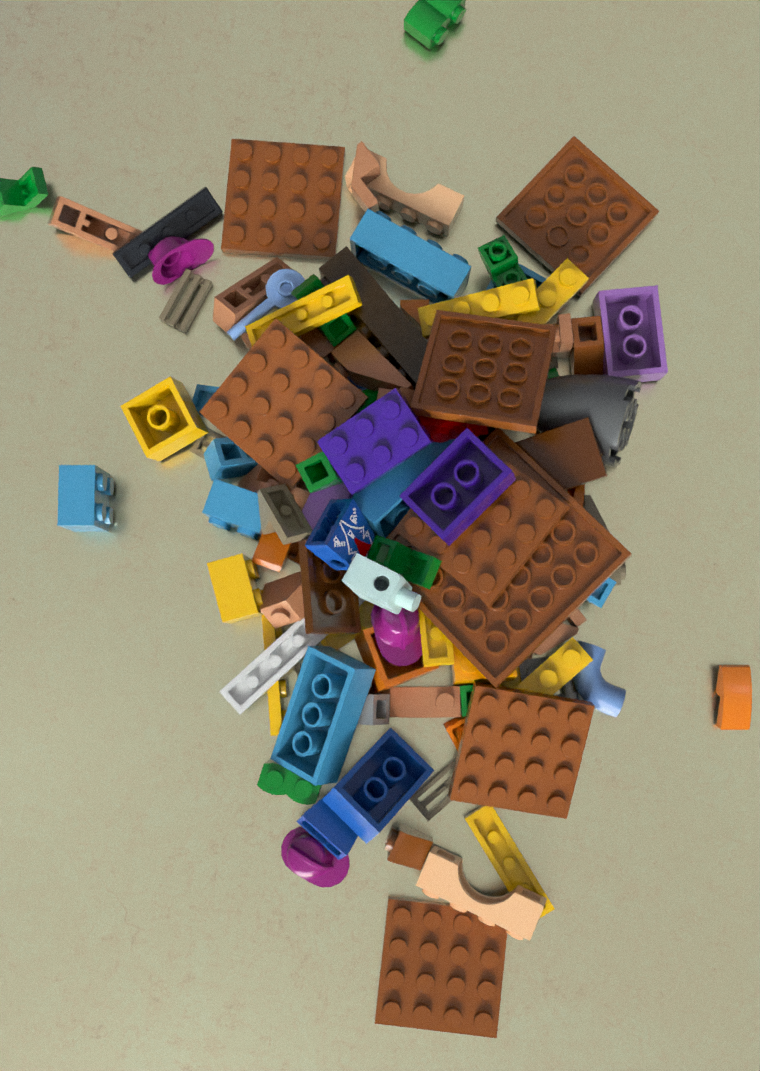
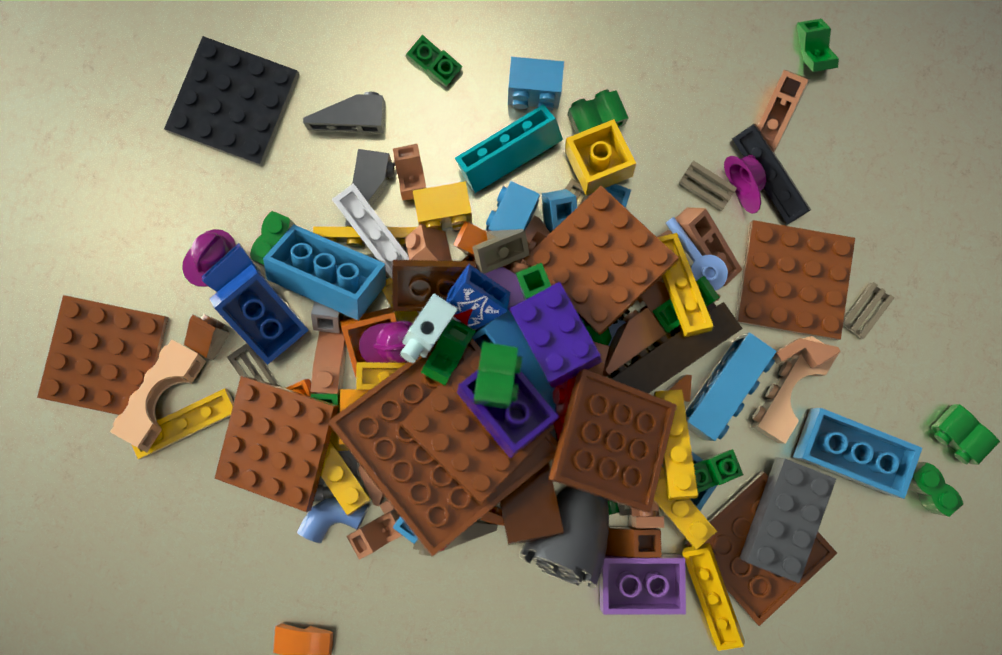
camera: 85 degrees right, 0 degrees up
(64, 619) = (433, 61): none -> green slope
(112, 427) = (597, 111): none -> green brick
(128, 852) = (232, 101): none -> black plate
(134, 702) = (354, 114): none -> dark grey slope
(161, 521) = (509, 148): none -> teal brick
(196, 634) = (409, 170): none -> nougat slope
(203, 676) = (372, 174): none -> dark grey slope
(315, 112) = (880, 293): none -> dark tan tile
(429, 497) = (496, 375): none -> green brick
(465, 121) = (857, 452): none -> dark azure brick
(495, 43) = (933, 491): none -> green brick
(545, 187) = (787, 519): none -> dark grey brick
(608, 630) = (374, 534): none -> nougat slope
(635, 259) = (713, 597): none -> yellow plate

